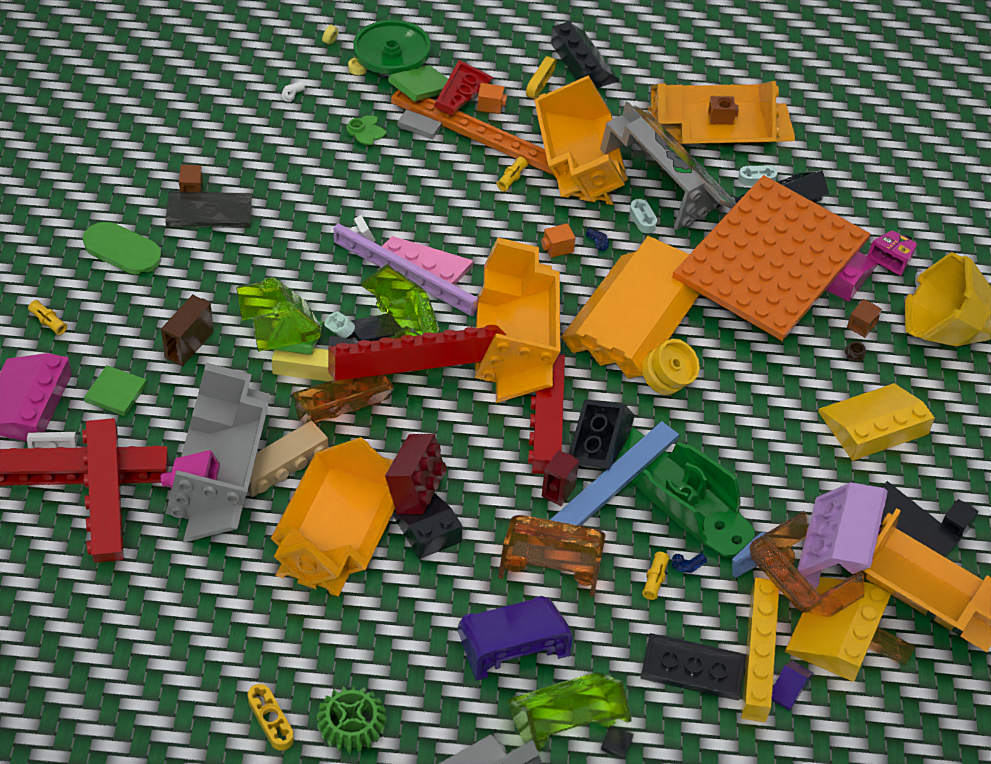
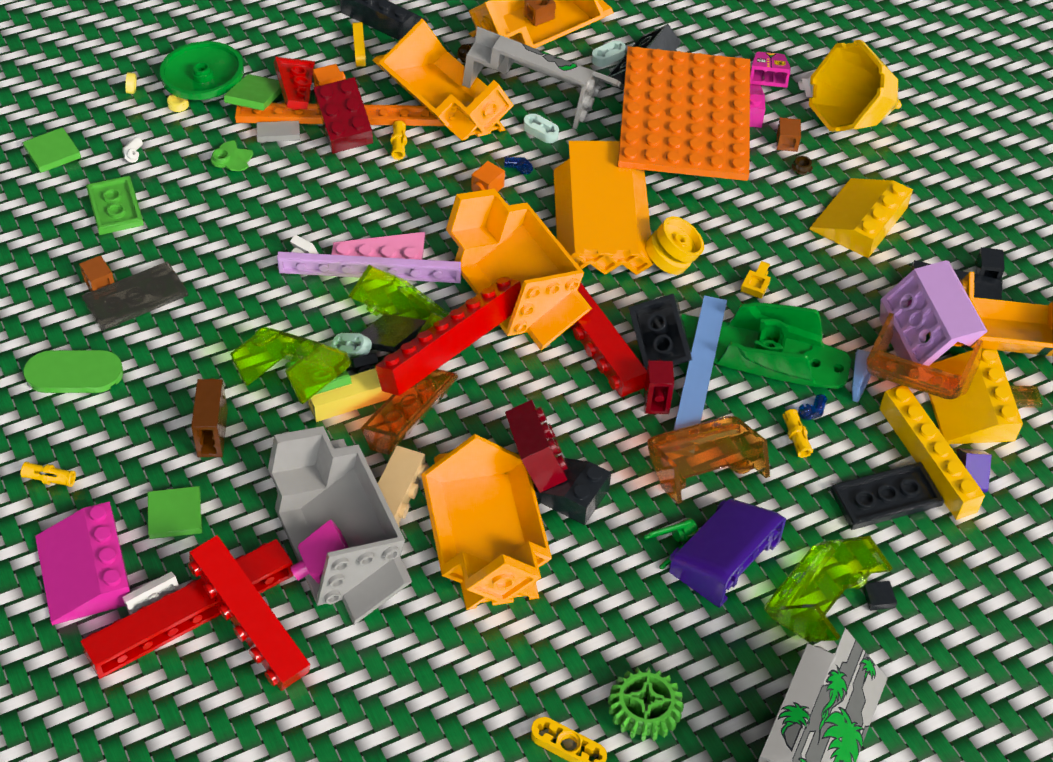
camera: 30 degrees left, 0 degrees up
(232, 64) = (51, 150): none -> bright green tile
(247, 130) = (114, 205): none -> bright green tile
(475, 132) = (343, 115): none -> dark red brick
(489, 602) = (681, 532): none -> green plant
(726, 433) = (757, 282): none -> yellow plate

